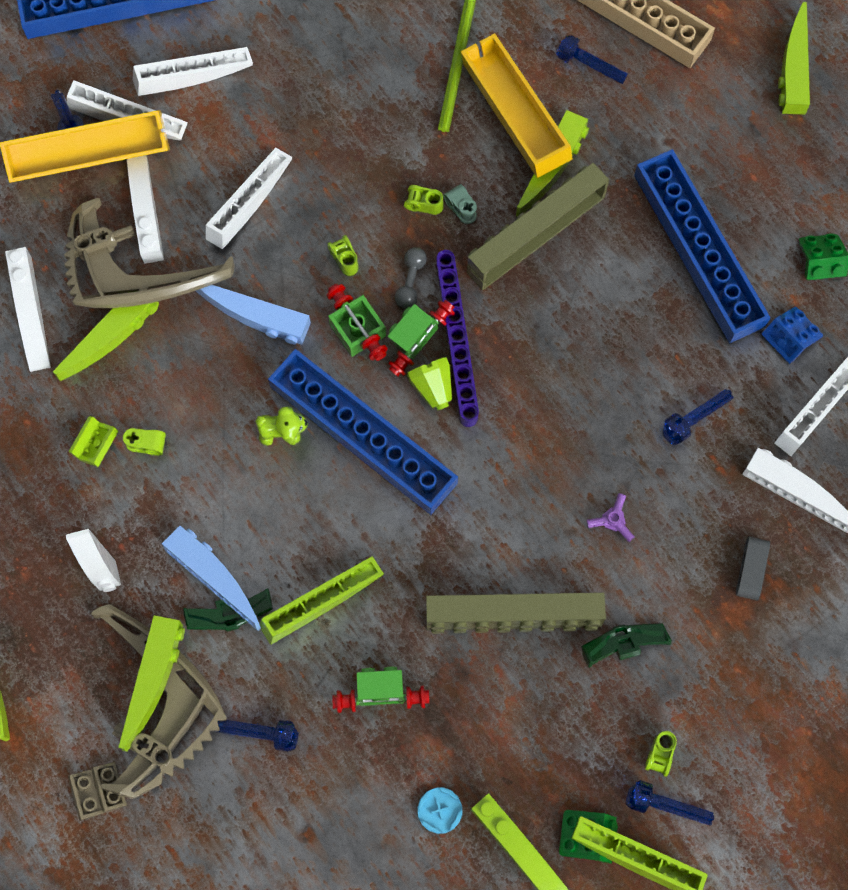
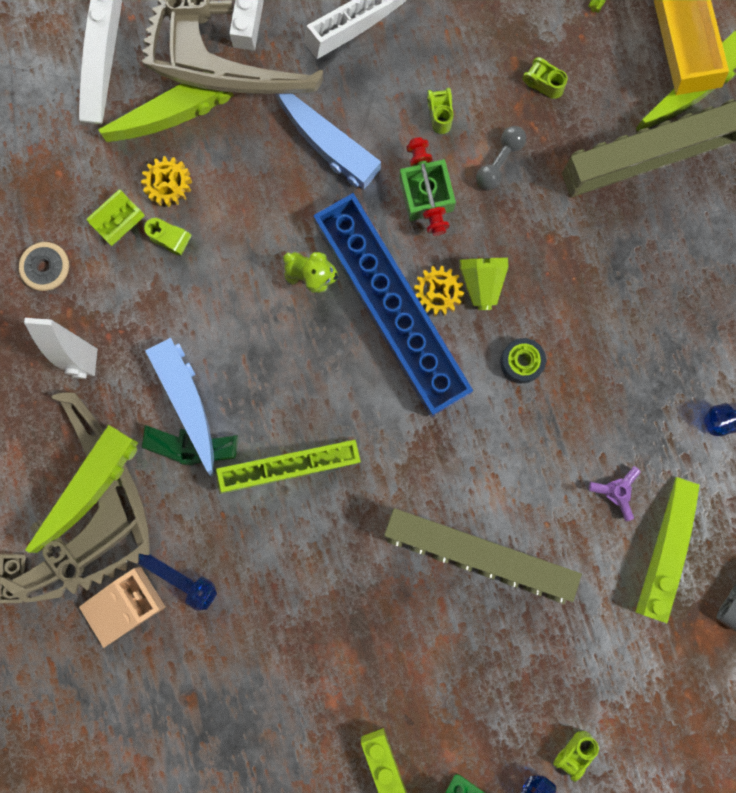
camera: 20 degrees right, 10 degrees up
(48, 517) = (34, 256): none -> wheel
(125, 387) = (168, 172): none -> yellow gear
(217, 773) = (122, 606): none -> light nougat slope
(380, 689) = (313, 584): bright green brick -> none
(401, 397) = (432, 283): none -> yellow gear
(414, 332) = (485, 218): bright green brick -> none
(439, 810) = (329, 726): medium azure tile -> none
(457, 346) = (529, 228): dark purple beam -> none
(461, 204) = (583, 96): sand green piece -> none
(494, 428) = (534, 354): none -> wheel
(624, 641) = (582, 625): dark green plate -> none
(674, 554) = (669, 552): none -> lime slope

